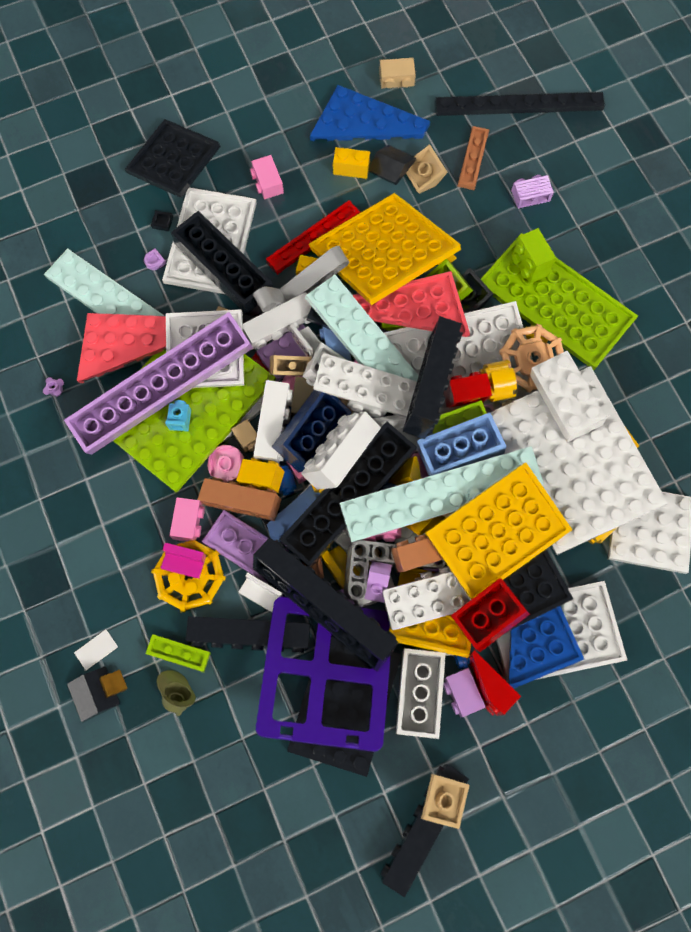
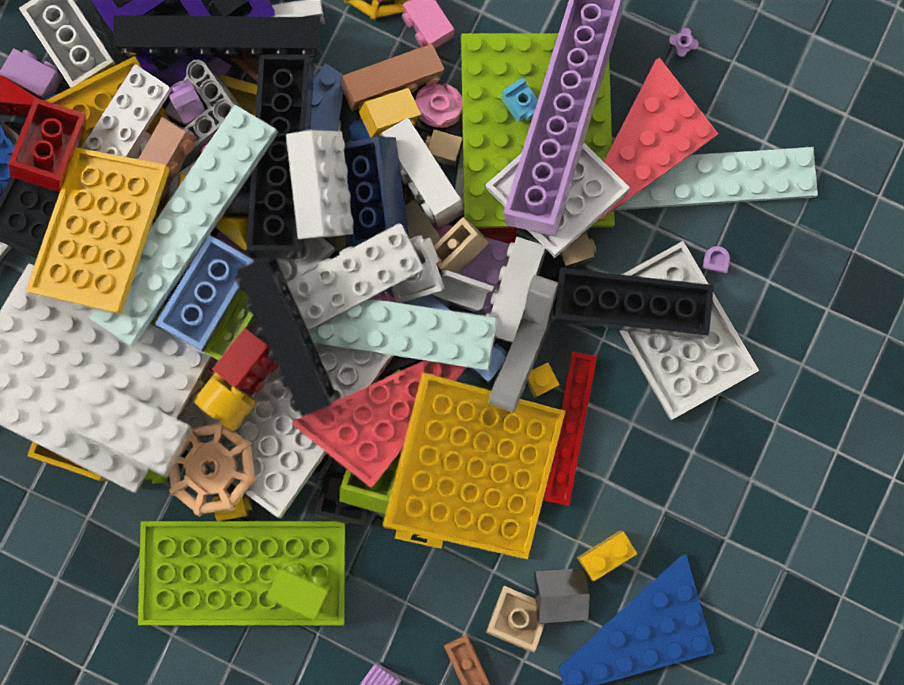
camera: 140 degrees right, 10 degrees up
(162, 220) = (751, 312): black tile -> none
(172, 158) = (808, 391): black plate -> none
(235, 541) = (358, 43): lavender tile -> none
(267, 177) = (685, 458): bright pink brick -> none

